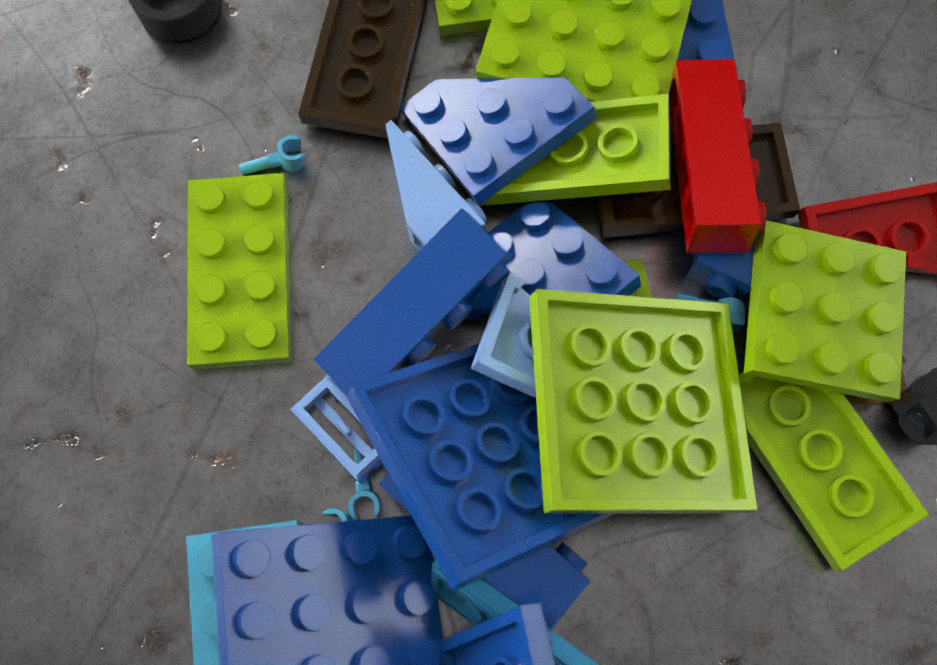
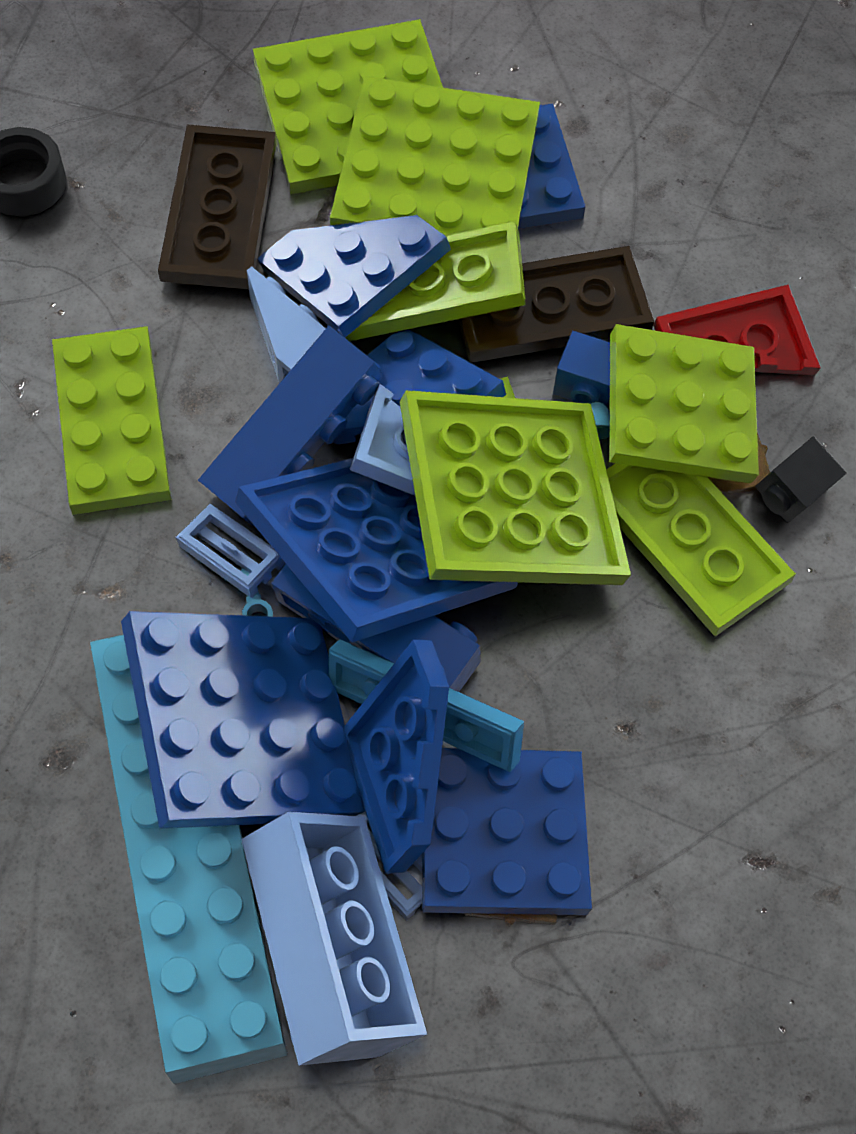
camera: 10 degrees left, 10 degrees down
(288, 163) = (146, 314): medium azure hand -> none
(714, 157) = (564, 275): red brick -> none

